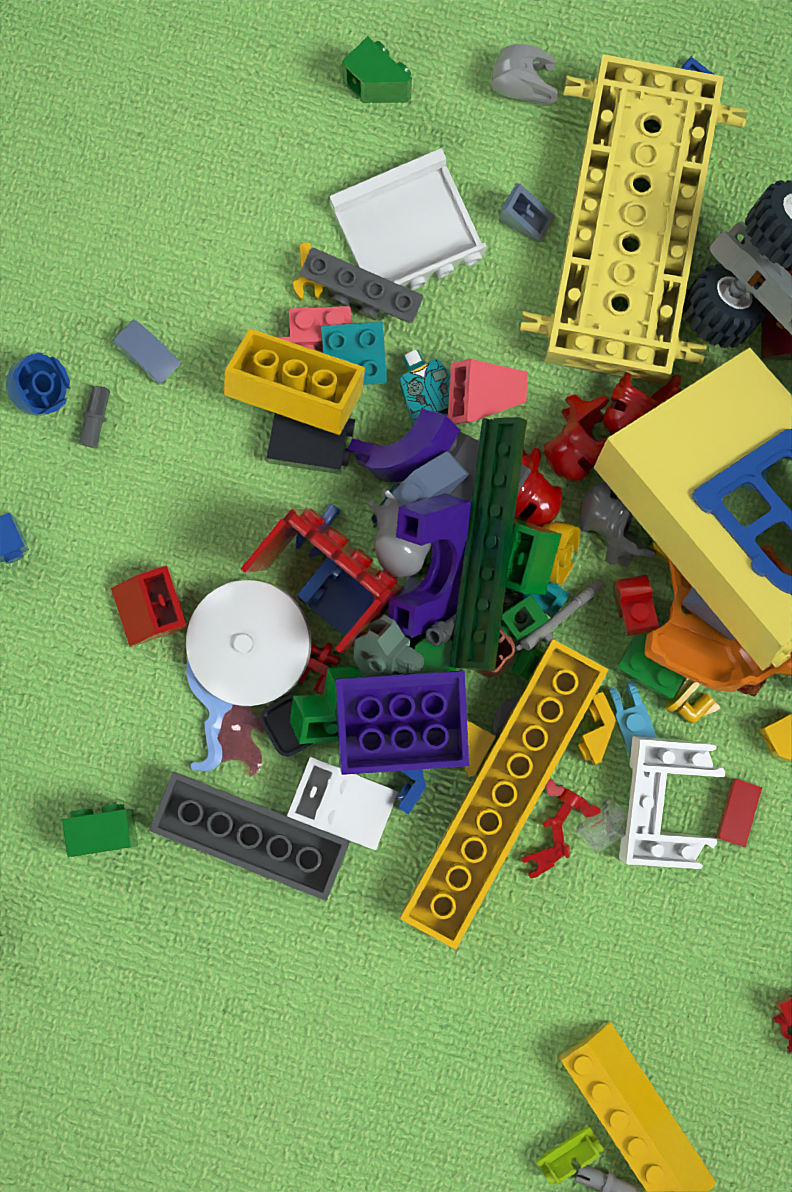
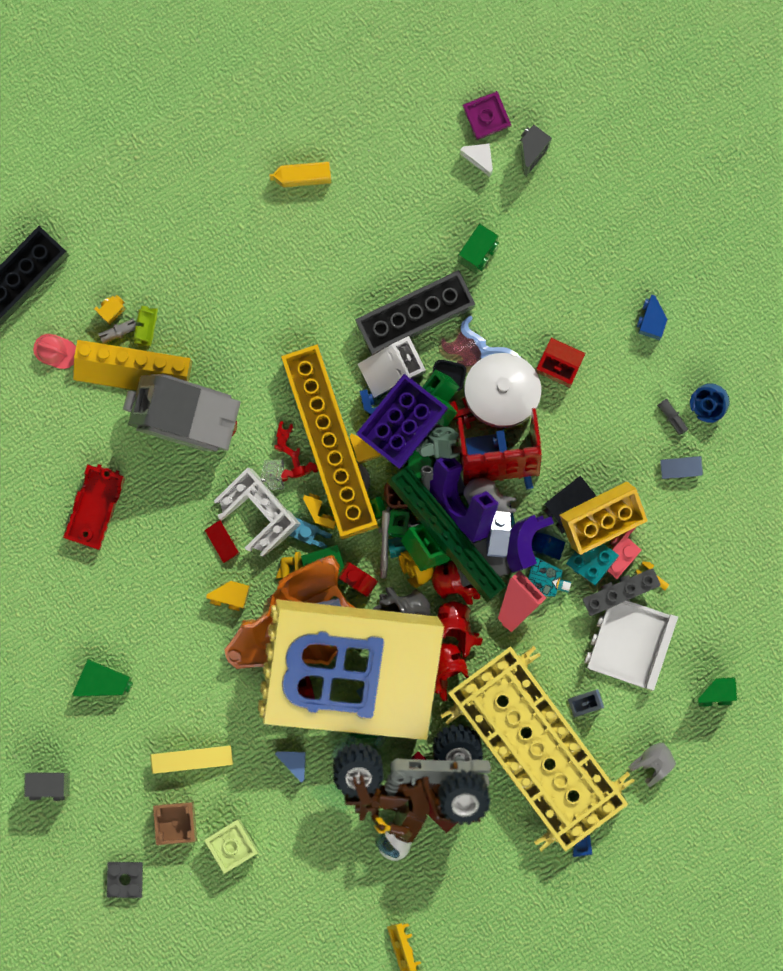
camera: 140 degrees right, 0 degrees up
(202, 1139) = (302, 174): none -> yellow piece
(384, 421) = (547, 545): none -> clear blue slope
(641, 1003) = (183, 412): none -> piece

